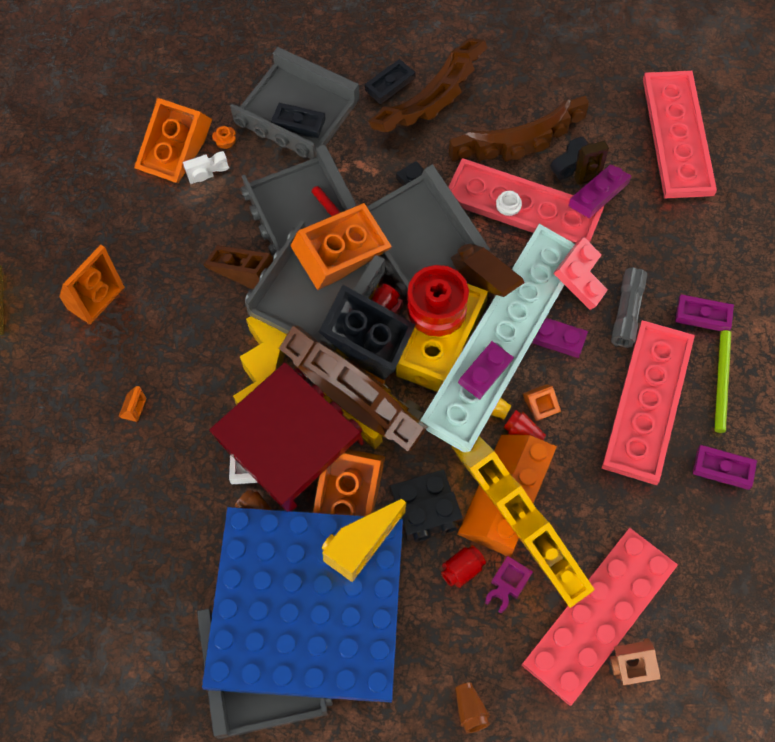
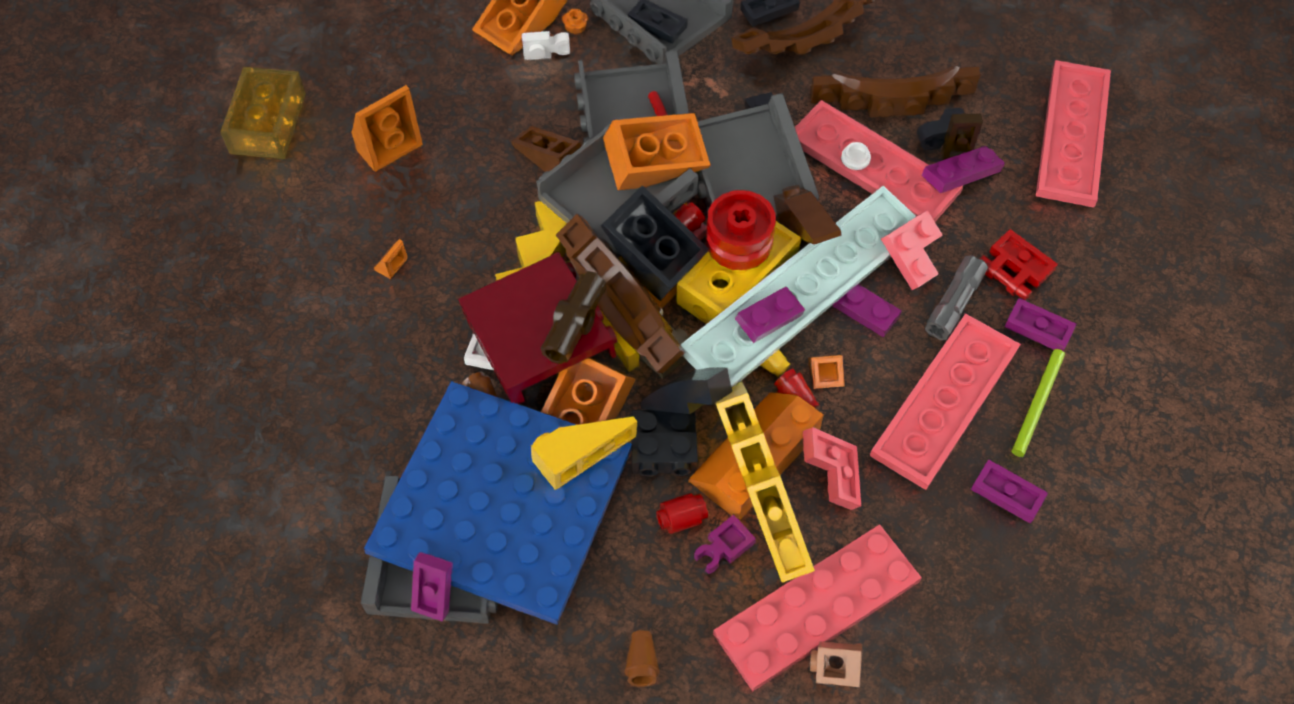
camera: 15 degrees right, 5 degrees down
(273, 703) = (431, 586): none -> magenta plate
(321, 422) = (573, 317): none -> dark brown piece
(438, 458) = (690, 391): none -> black slope
(579, 481) = (841, 464): none -> coral plate
(672, 258) = (1023, 259): none -> red plate

